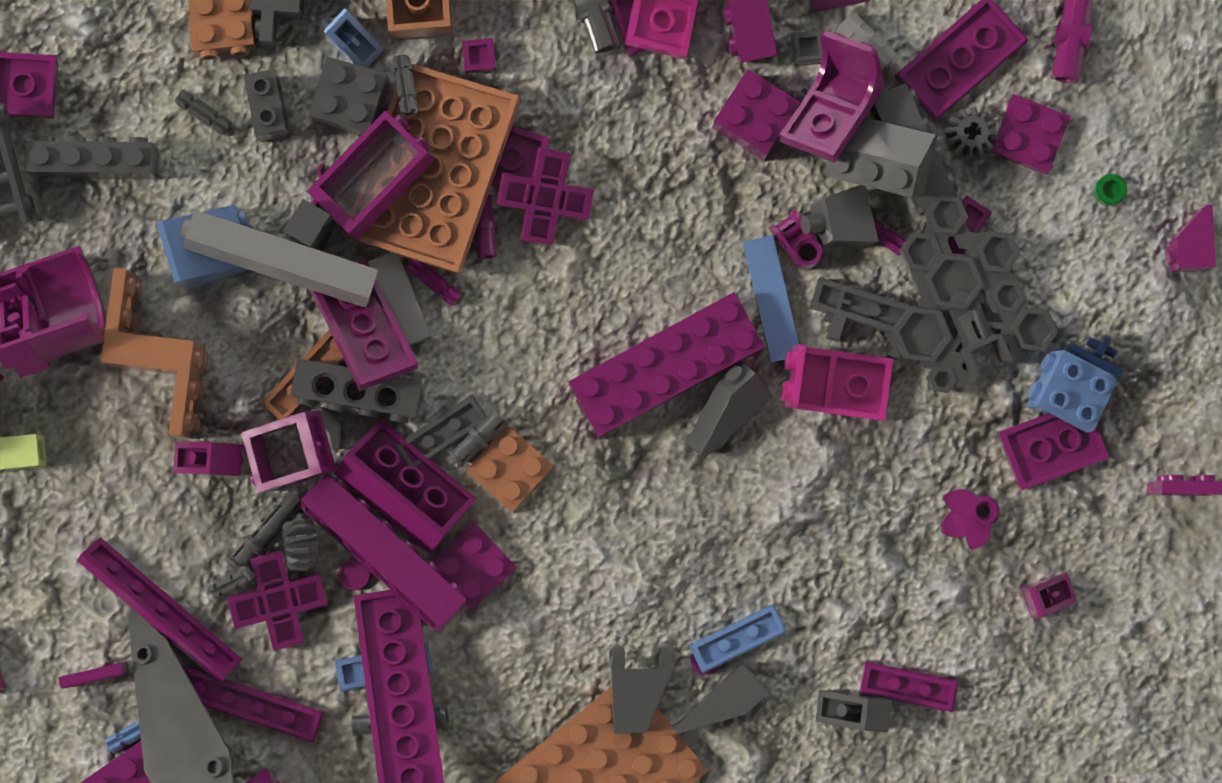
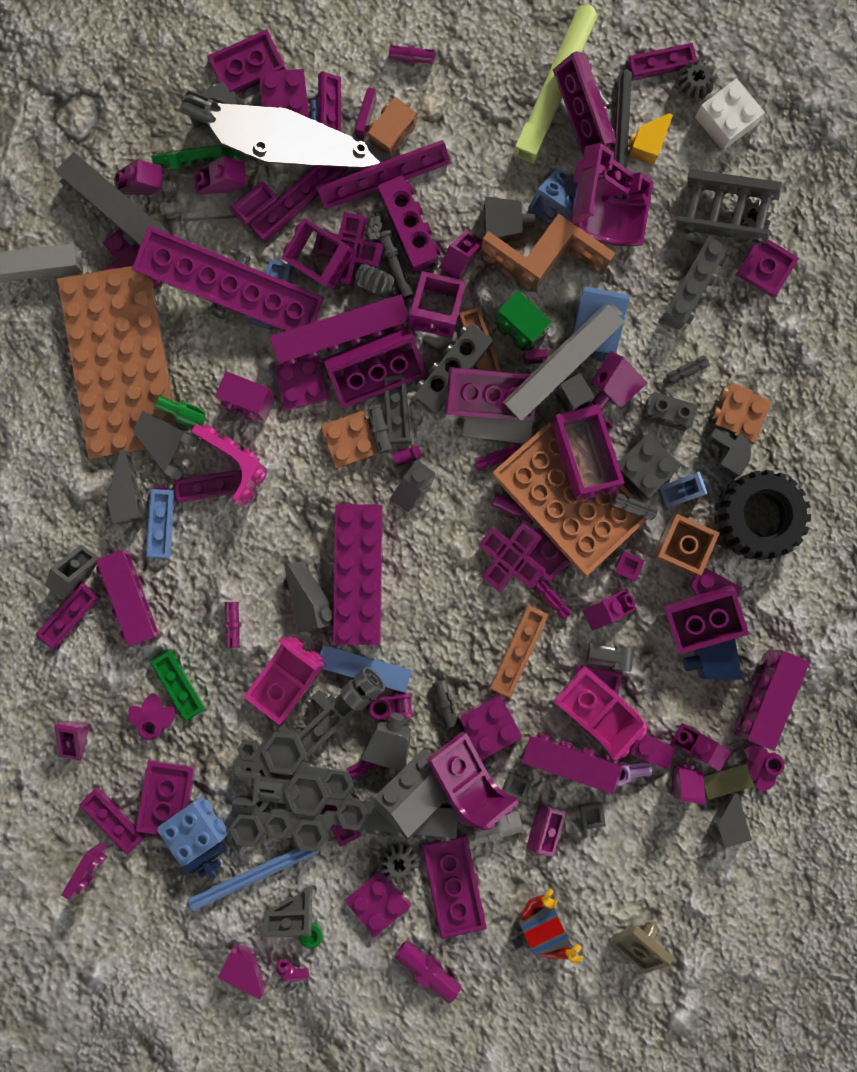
camera: 120 degrees right, 0 degrees up
(75, 381) = (554, 197): none -> medium blue bracket
(92, 633) = (392, 126): none -> nougat brick
(102, 729) = (329, 100): none -> magenta tile
(137, 429) = (506, 219): none -> dark grey torso
(242, 511) = (400, 190): none -> magenta brick
(255, 336) = (522, 322): none -> green brick
(266, 186) = (616, 381): none -> magenta torso
(283, 749) = (253, 203): none -> magenta tile
(287, 300) = (535, 356): none -> magenta tile
(305, 598) = (335, 266): none -> magenta window
(353, 575) = (338, 305): magenta piece -> none
(491, 387) = (407, 455): none -> magenta pin
(524, 360) = (413, 486): none -> dark grey slope
(529, 618) = (245, 396): none -> magenta brick
(543, 51) = (609, 609): none -> magenta slope
(567, 122) = (552, 599): none -> magenta axle
(589, 686) = (182, 412): none -> green arm
(603, 573) = (252, 470): none -> dark pink bracket
(650, 130) = (518, 651): none -> nougat tile
(660, 606) = (207, 486): none -> magenta tile
(759, 181) = (445, 703): none -> dark grey pin
(797, 284) = (362, 689): none -> dark grey wheel
(808, 483) = (232, 624): none -> magenta pin
(847, 624) = (127, 598): none -> magenta brick
(915, 507) = (178, 685): none -> green tile
(1086, 297) = (248, 877): none -> medium blue axle
(1102, 223) = (291, 917): none -> dark grey wing
(1114, 494) = (111, 820): none -> magenta tile
(1165, 189) = (290, 973): none -> magenta arm

